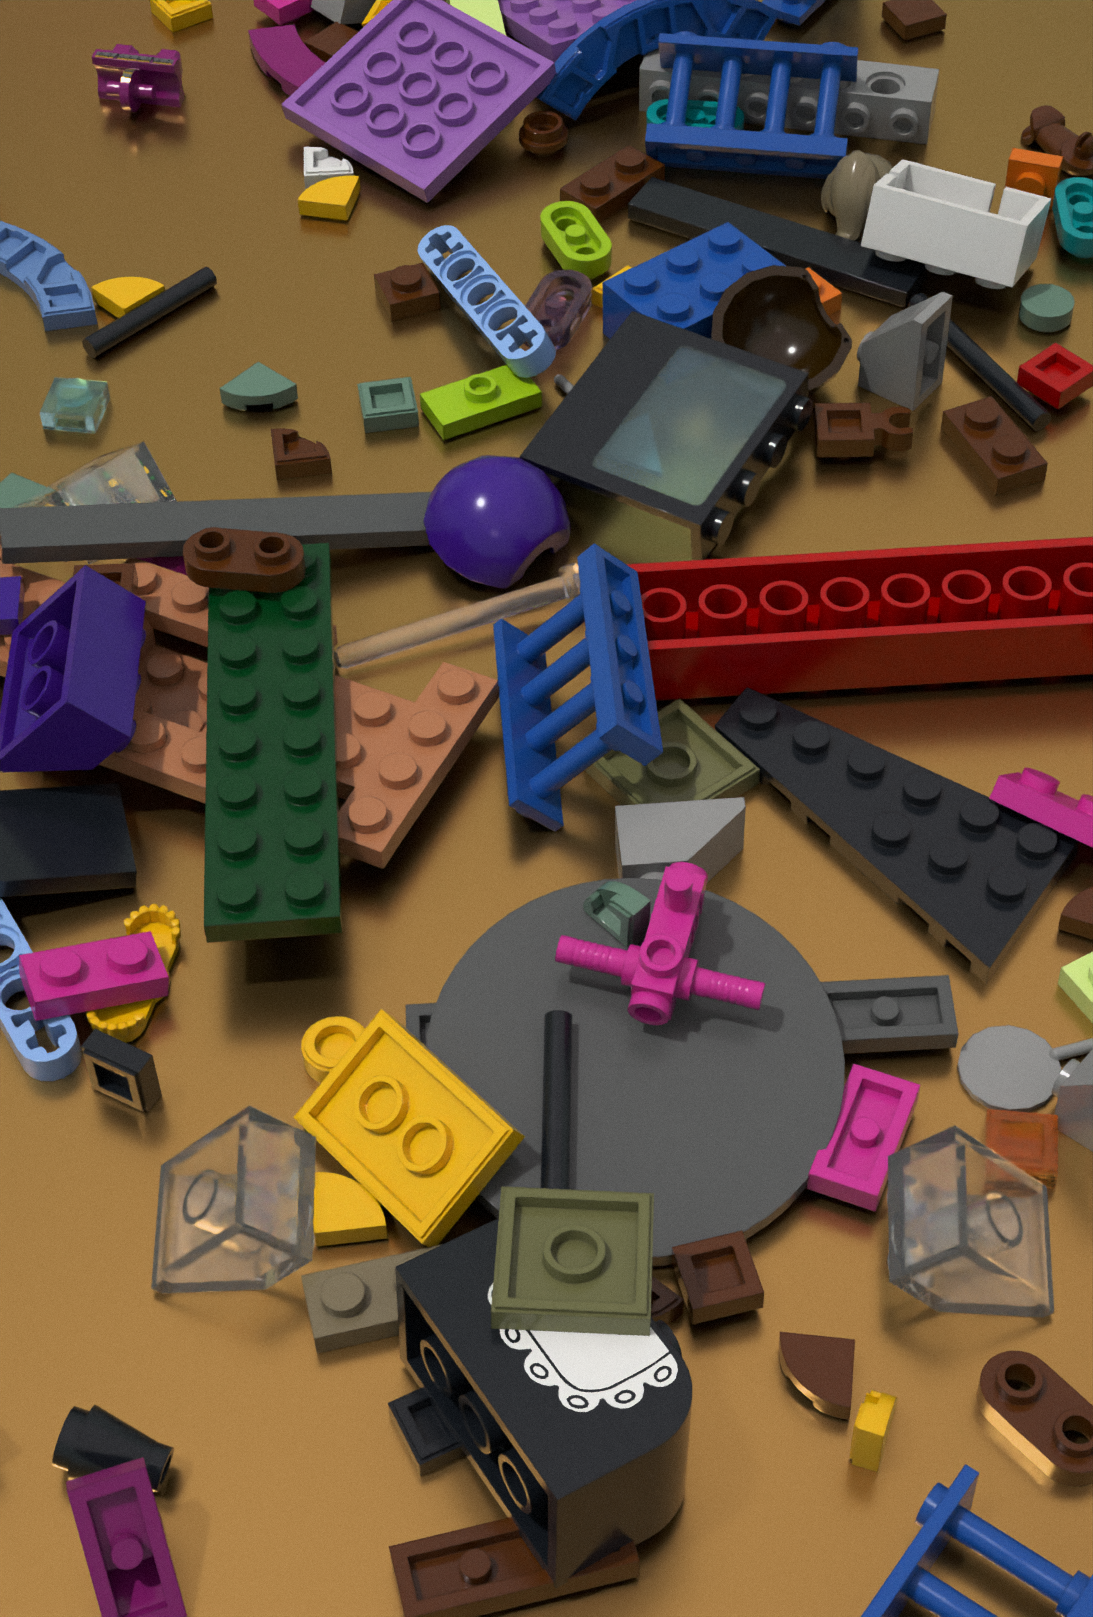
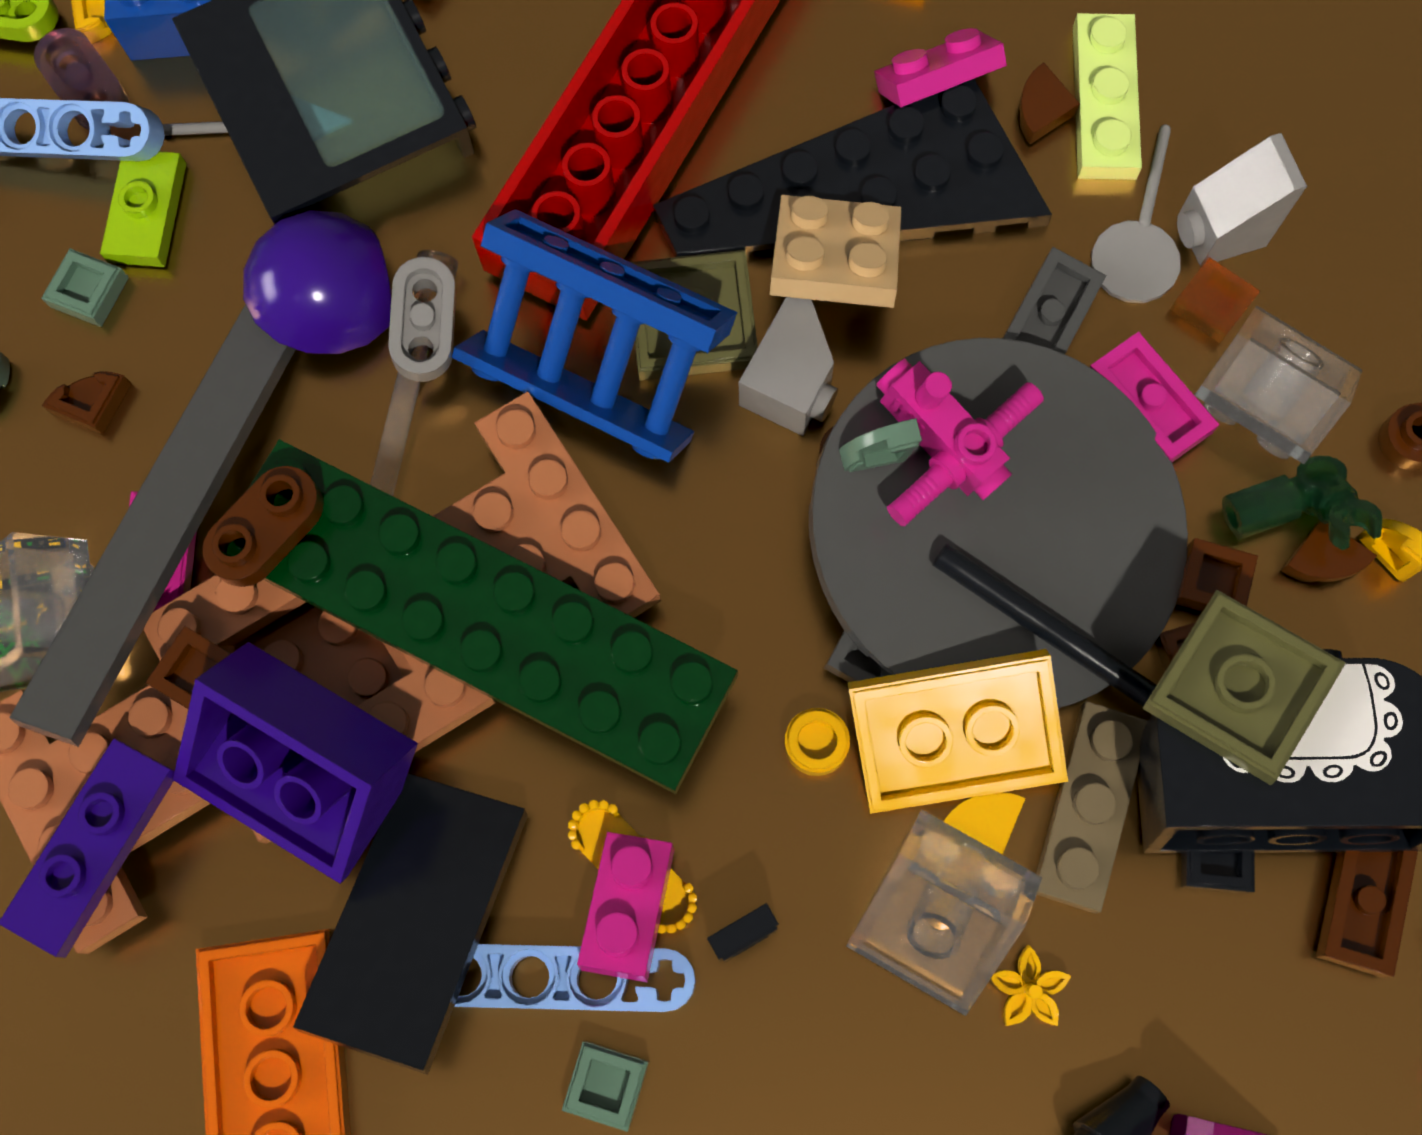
camera: 55 degrees left, 25 degrees up
(208, 1325) = (1030, 990): none -> yellow plant
(506, 587) = (422, 323): none -> light grey plate
(797, 812) = (836, 251): none -> tan plate
(861, 1316) = (1316, 490): none -> clear green bar

